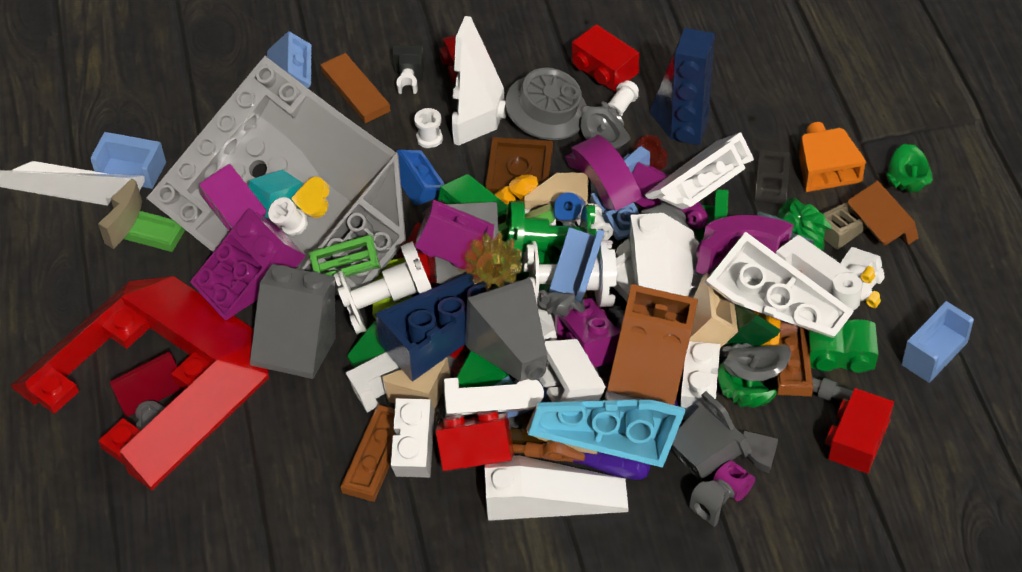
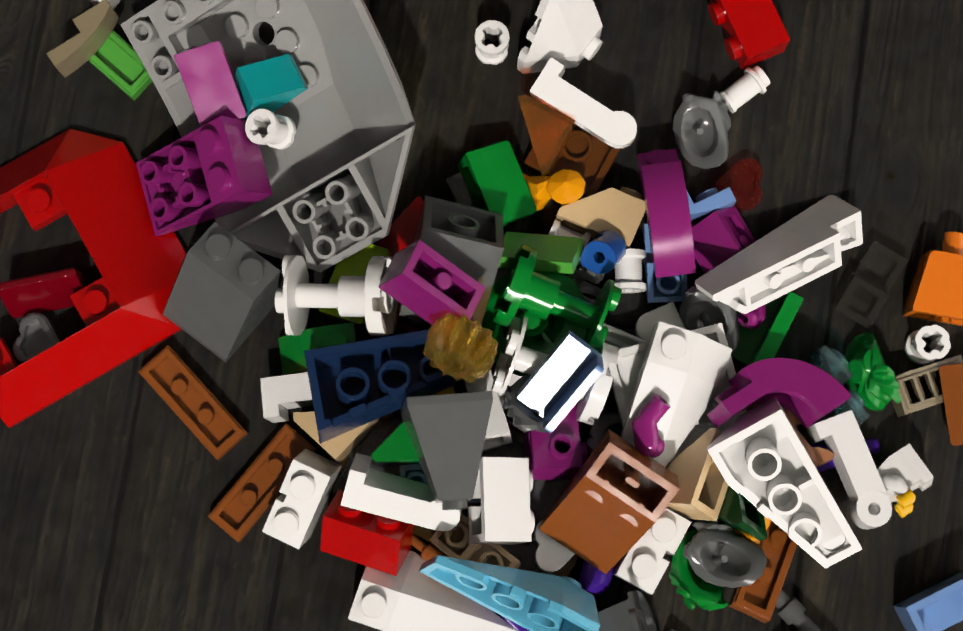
camera: 20 degrees right, 30 degrees up
(297, 419) = (193, 402): none -> dark orange tile
(312, 197) = (306, 115): yellow tile -> none
(349, 271) = (339, 238): bright green tile -> none
(418, 176) = (454, 106): blue slope -> none
(491, 154) = (547, 130): none -> clear orange slope
(512, 134) = (613, 128): none -> white leg
(546, 104) = (645, 66): dark grey wheel -> none
(653, 276) = (645, 427): none -> magenta arm
(685, 91) = (816, 136): dark blue wedge -> none
(832, 192) = (939, 344): none -> white bush
(851, 348) = (848, 579): green brick -> none

